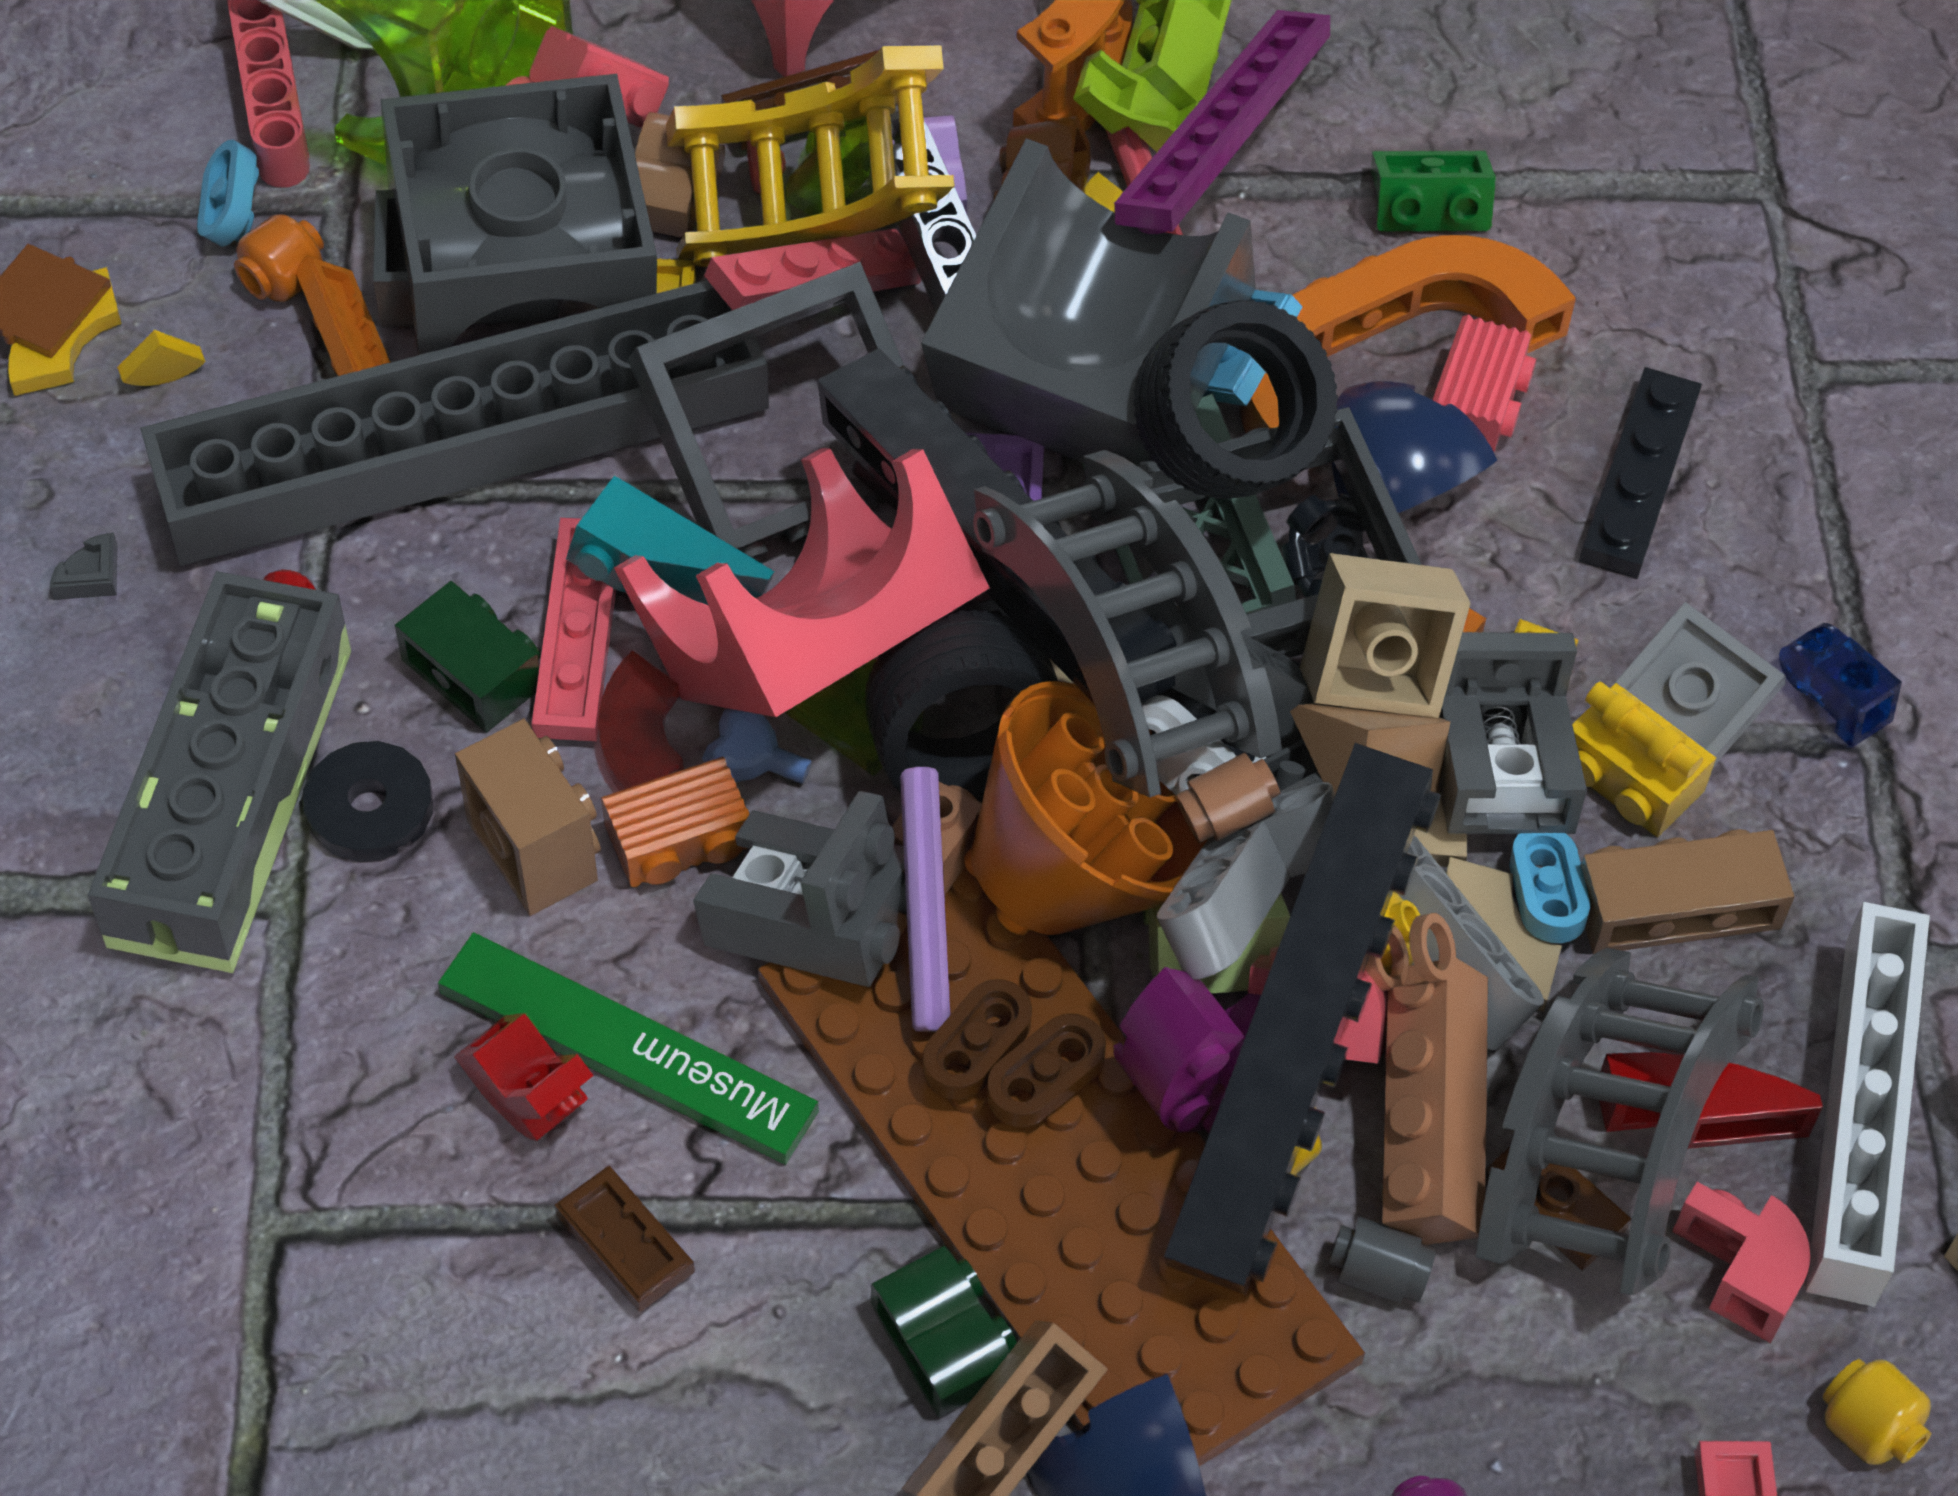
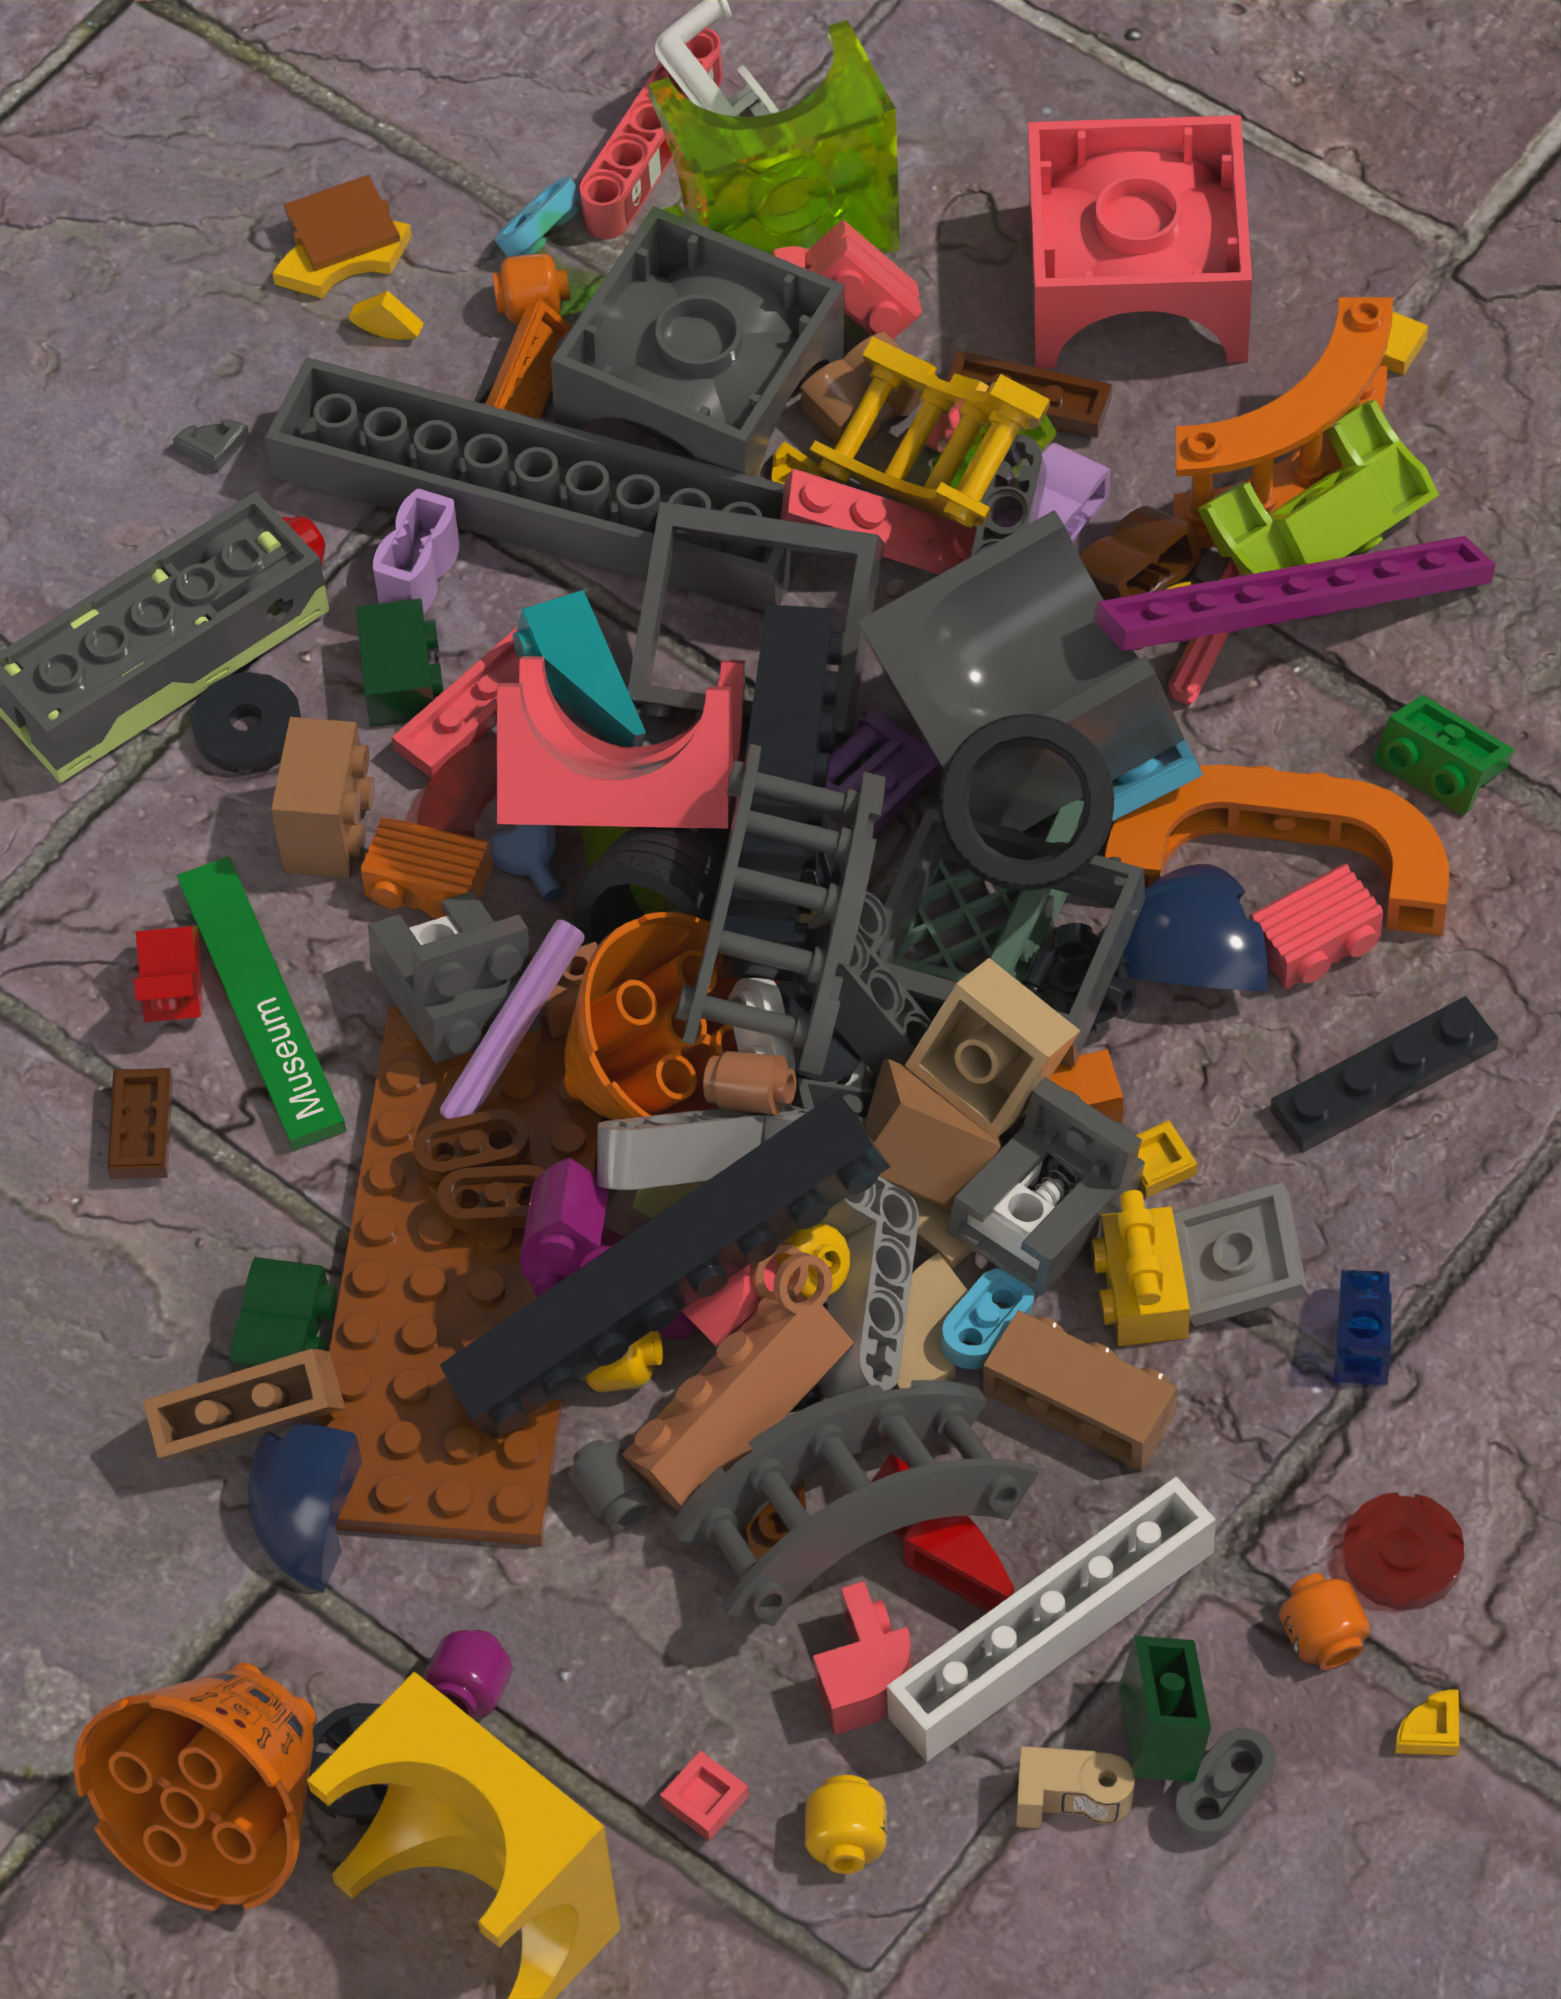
camera: 45 degrees right, 0 degrees up
(401, 541) = (418, 549): none -> lavender brick

